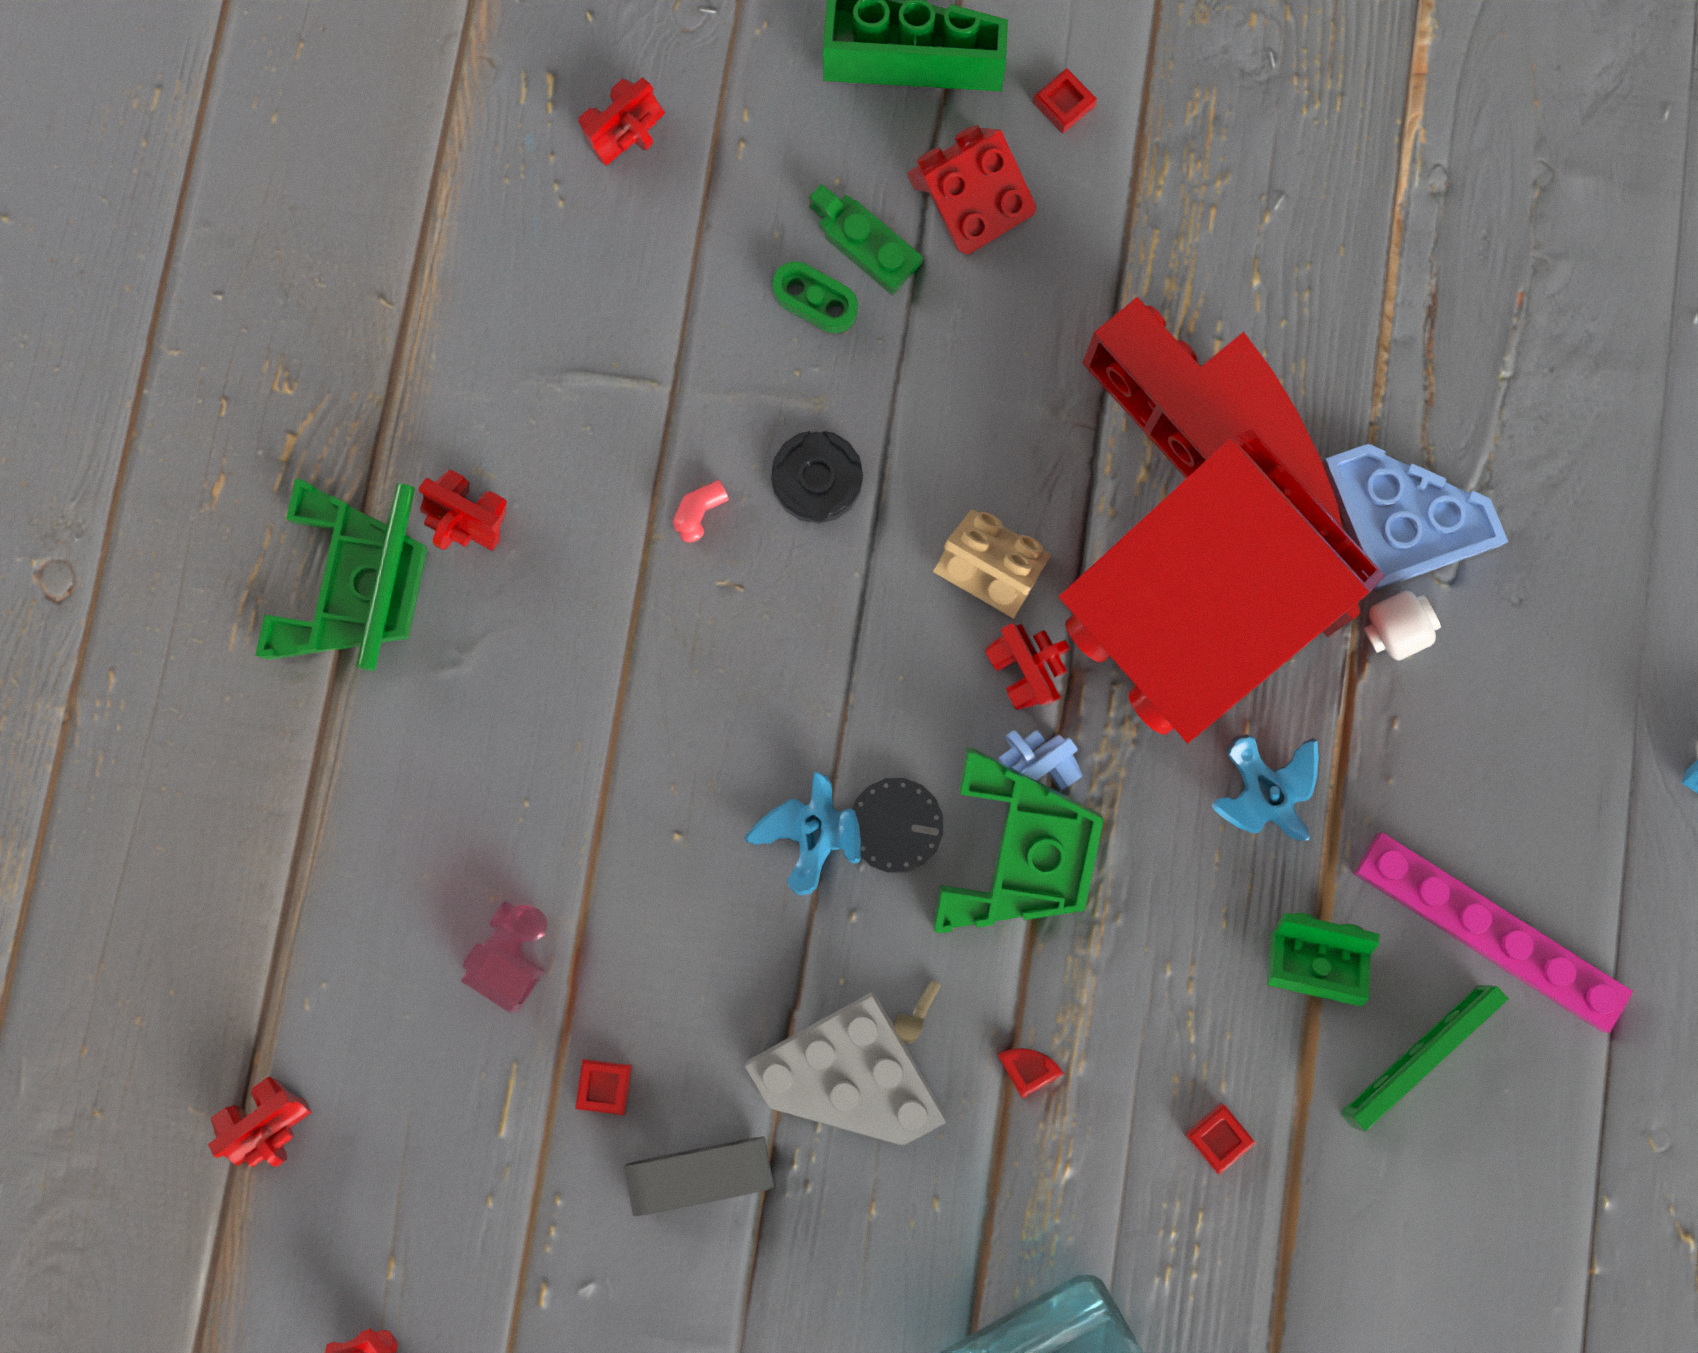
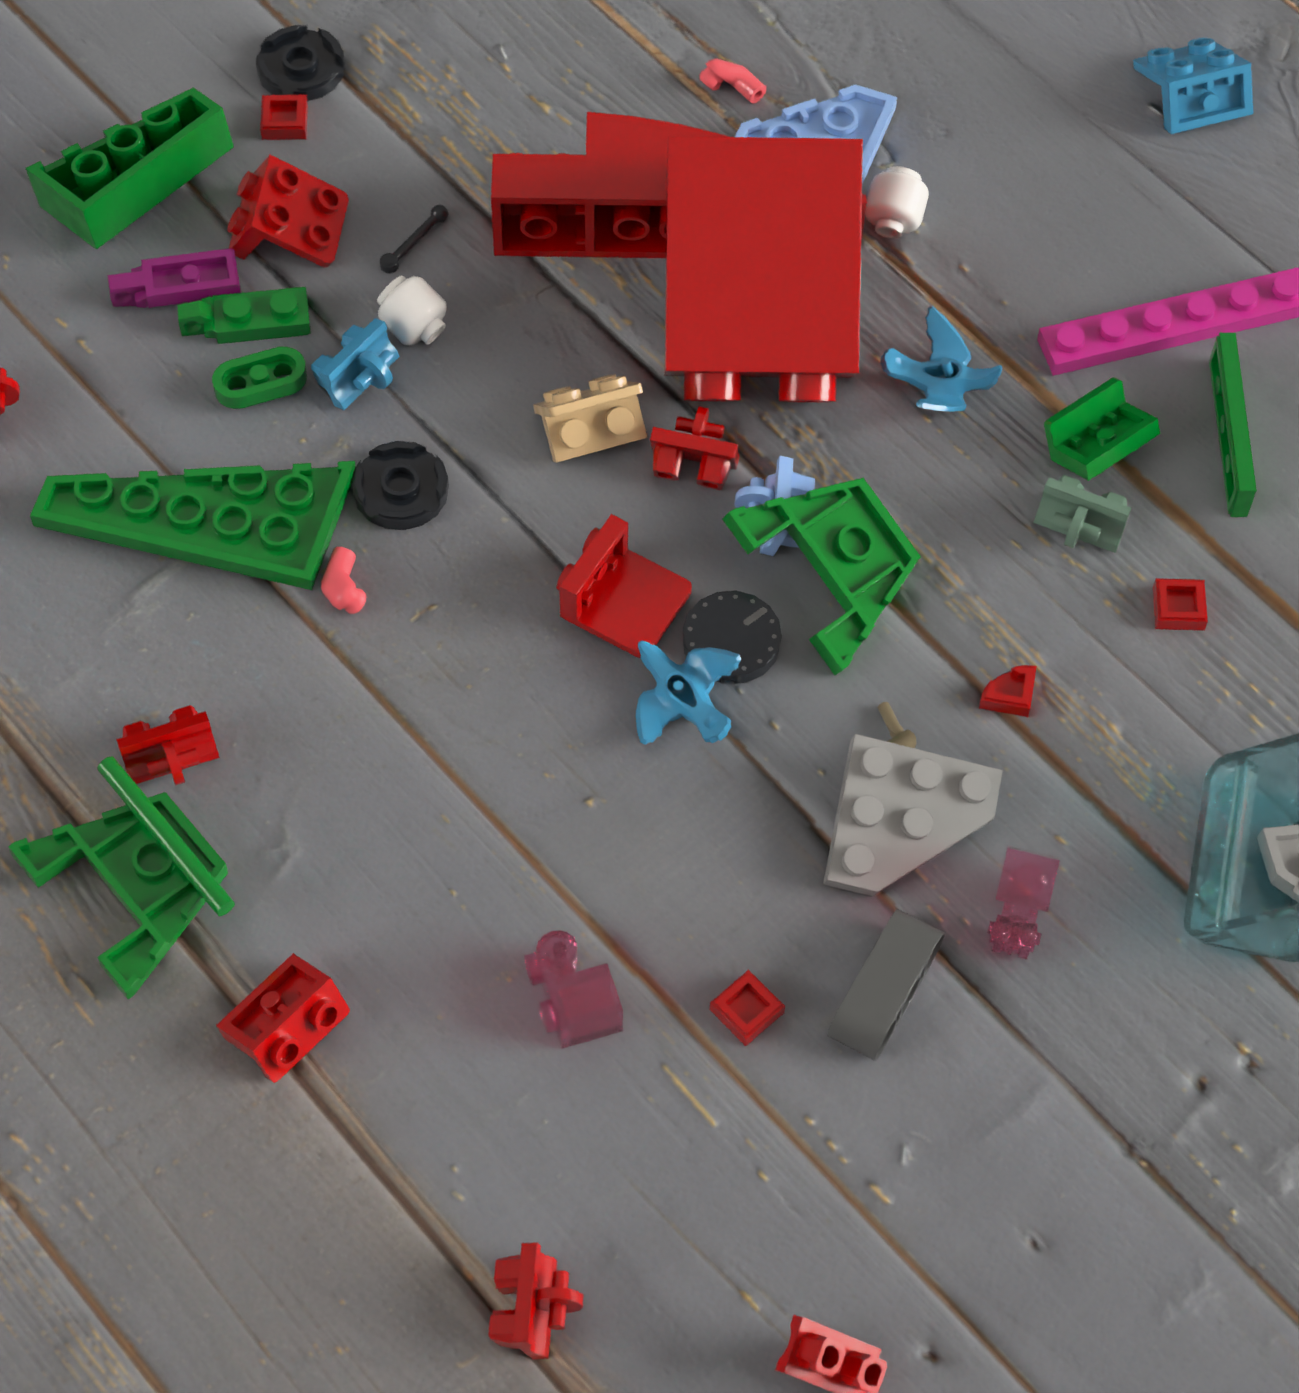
camera: 50 degrees left, 20 degrees down
(328, 775) = (285, 1016): none -> red bracket
(680, 384) = (218, 517): none -> green wing
(847, 163) = (176, 279): none -> magenta hinge
(850, 1222) = (1024, 888): none -> clear pink brick
(859, 718) = (620, 591): none -> red bracket
(888, 357) = (358, 365): none -> dark azure hips
(968, 353) = (412, 310): none -> white head
(1005, 294) = (389, 261): none -> black hinge
(1125, 66) = (300, 62): none -> black tile
(1228, 1006) = (1082, 514): none -> sand green hips
(1416, 394) = (735, 75): none -> coral arm

